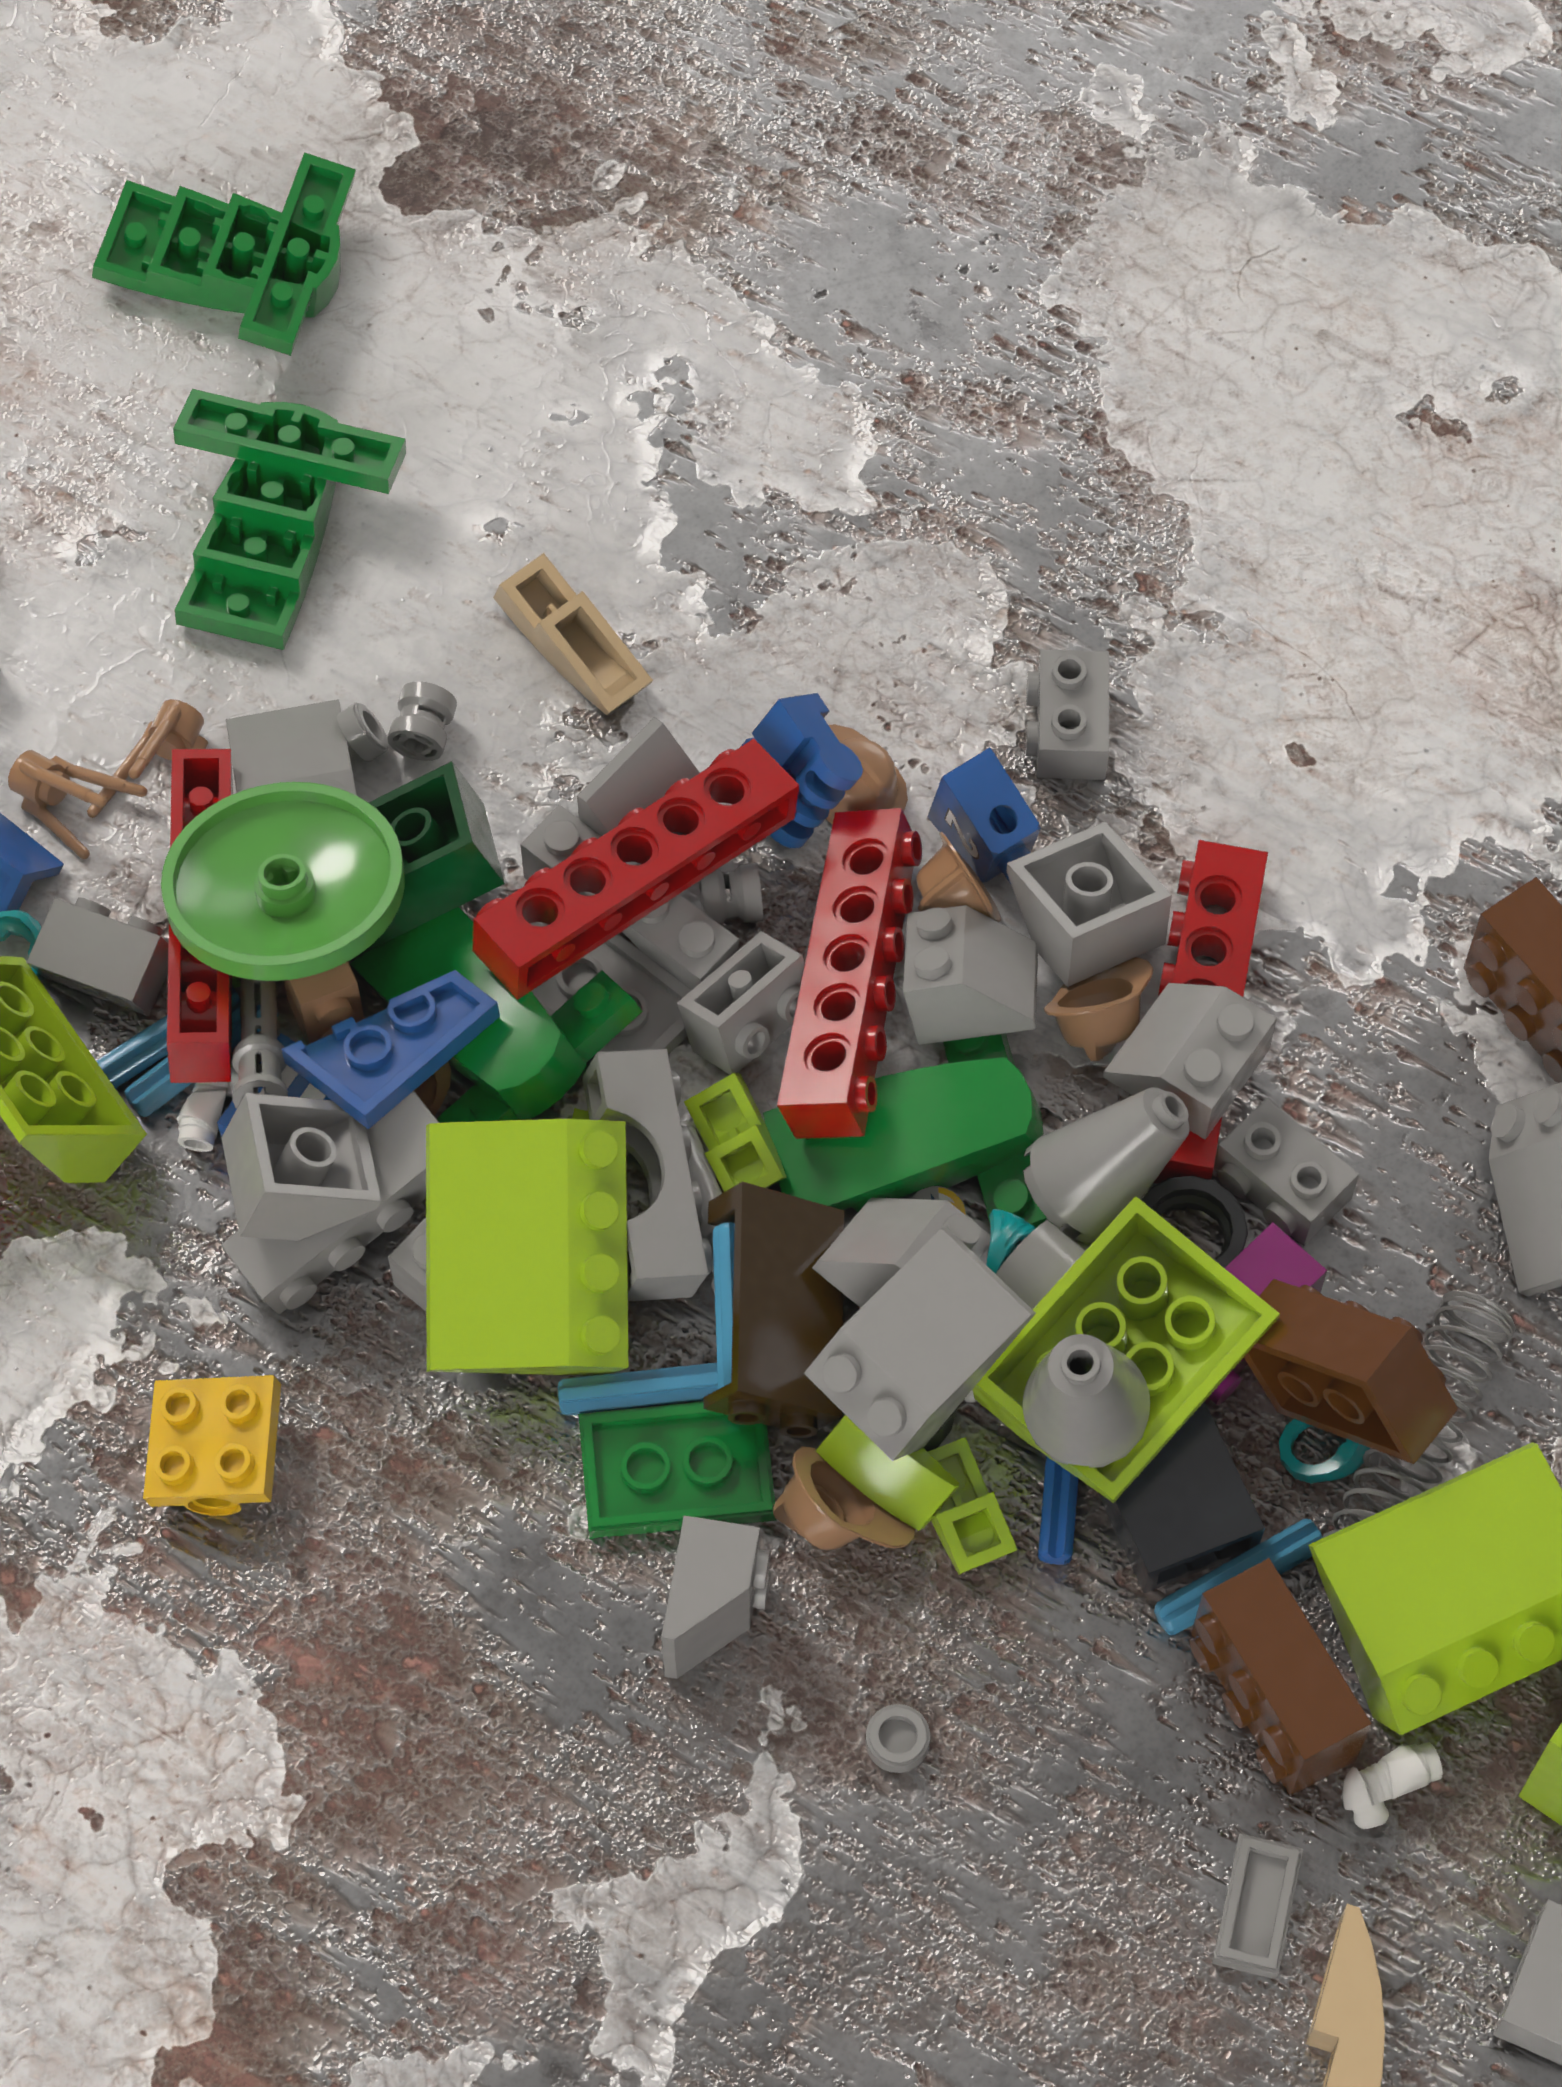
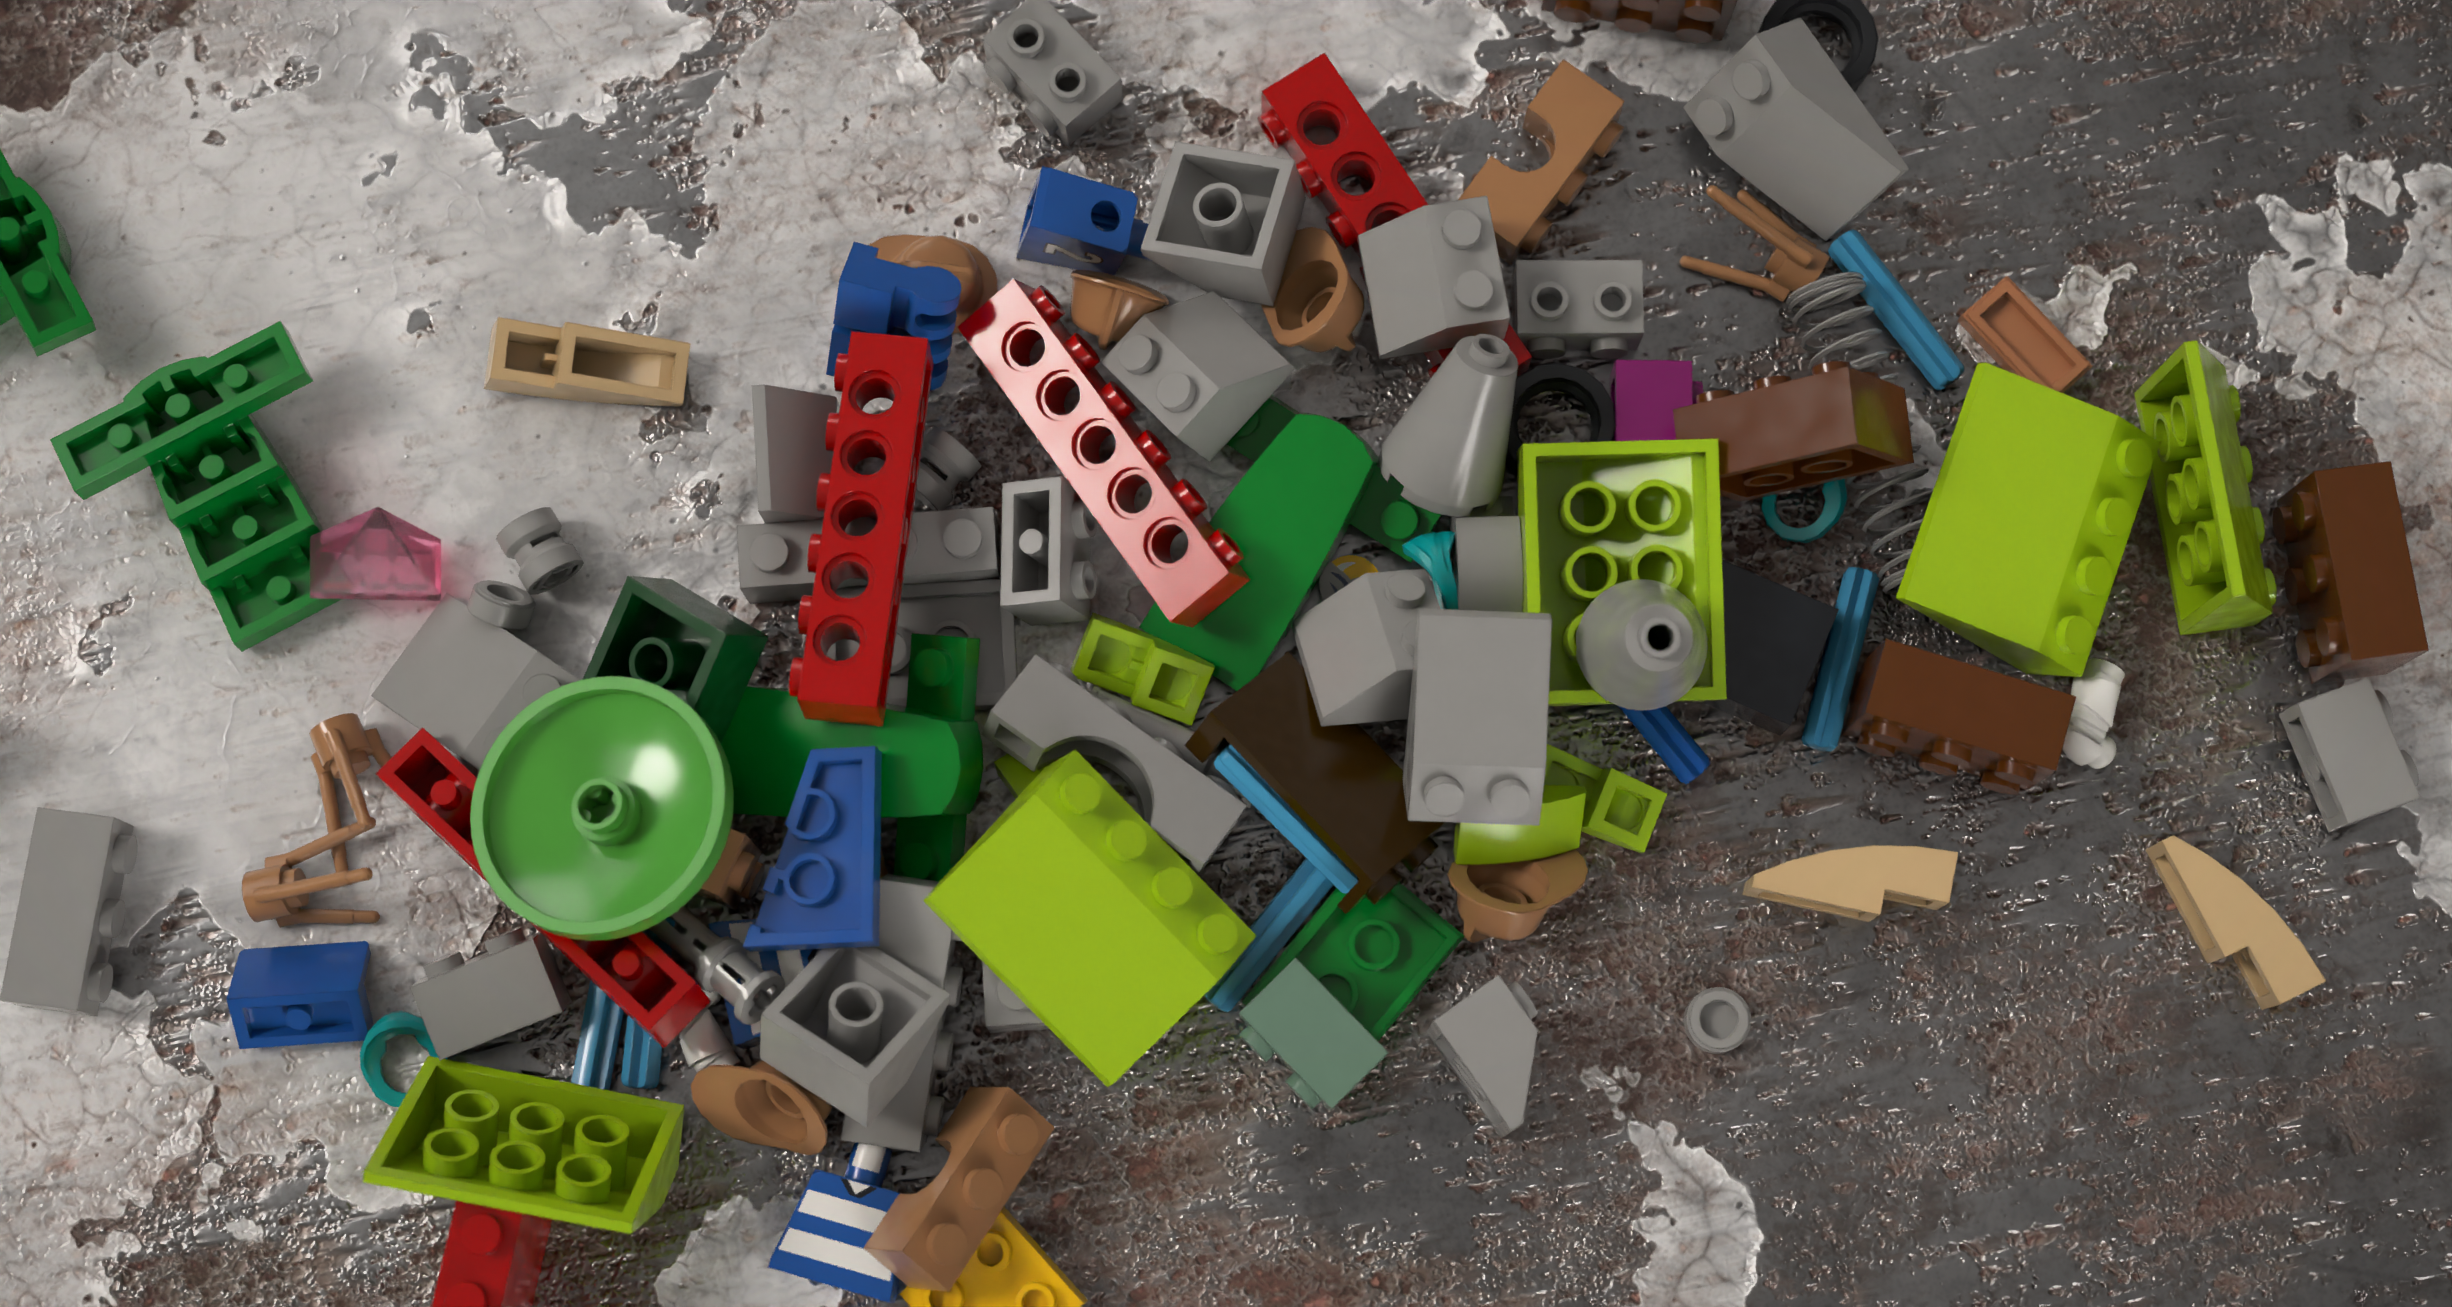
camera: 45 degrees left, 15 degrees up
(168, 1312) = (836, 1222): none -> torso
(194, 1182) = (761, 1107): none -> medium nougat piece
(262, 1345) = (937, 1230): none -> medium nougat arch
(315, 635) = (375, 560): none -> clear pink slope
(597, 1469) = (1310, 1036): none -> sand green brick
(1095, 1731) = (1858, 879): none -> tan slope
(1257, 1906) = (2085, 896): light grey tile -> none
(1407, 1058) = (1573, 122): none -> medium nougat arch
(1473, 1273) = (1793, 261): none -> medium nougat plant
(1523, 1372) = (1898, 311): none -> dark azure axle

